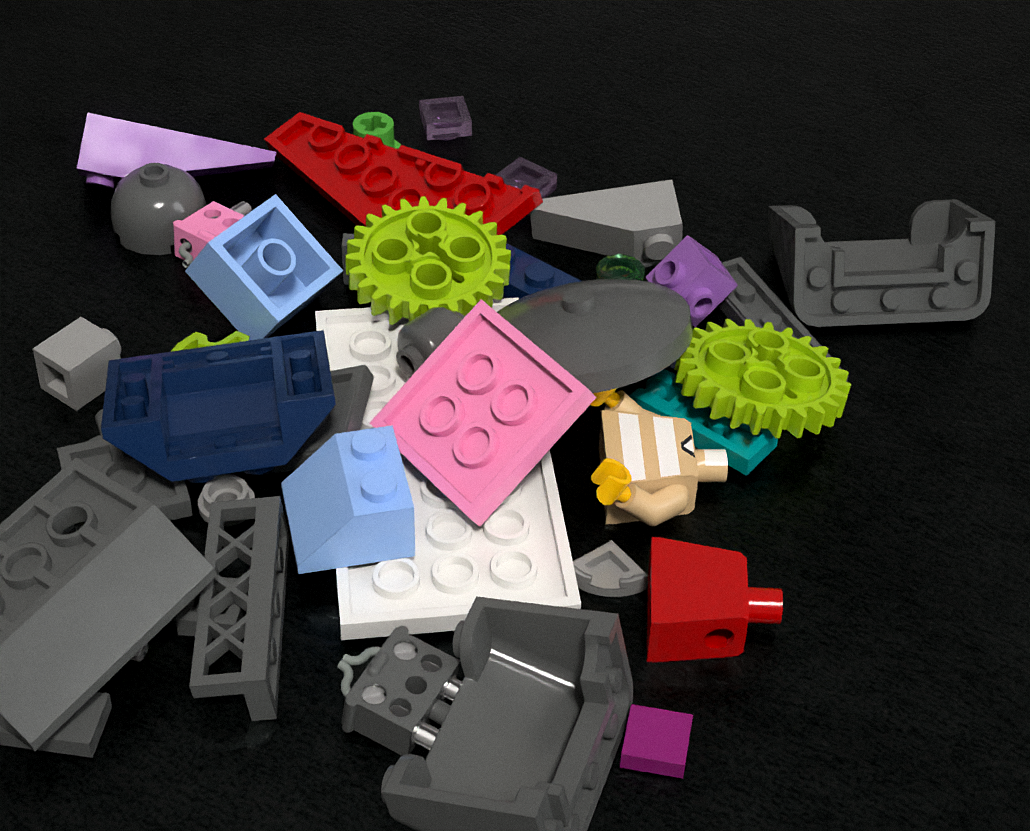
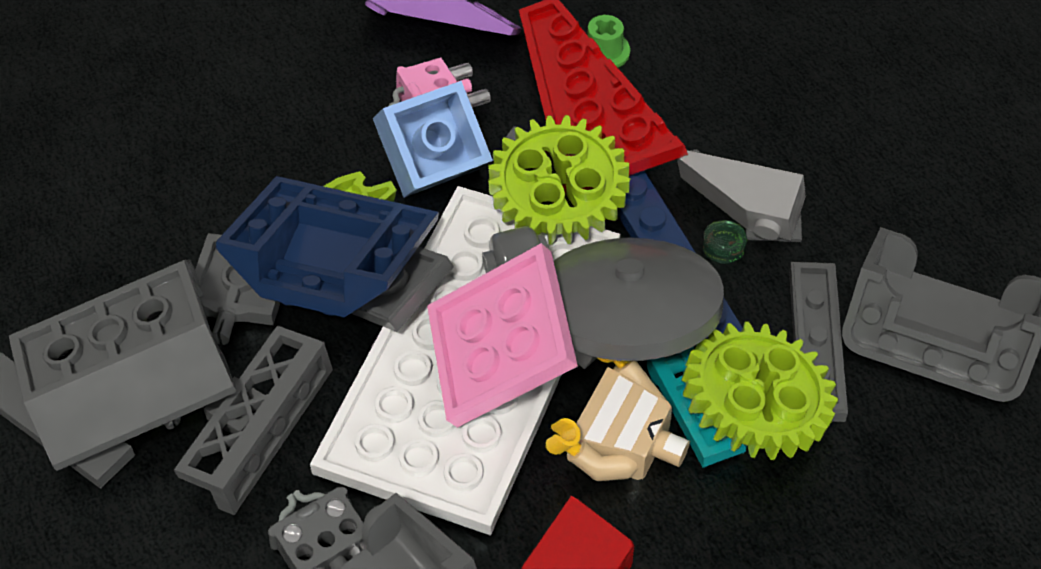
camera: 30 degrees right, 10 degrees up
(75, 362) = (265, 158): light grey brick -> none
(149, 203) = (399, 40): dark grey cylinder -> none
(223, 488) = (298, 316): light grey plate -> none
(350, 503) = (370, 371): light blue slope -> none
(445, 118) = (676, 38): clear purple plate -> none
(524, 172) = (699, 125): clear purple plate -> none
(609, 572) = (536, 502): light grey tile -> none
(695, 276) = (766, 274): medium lavender brick -> none

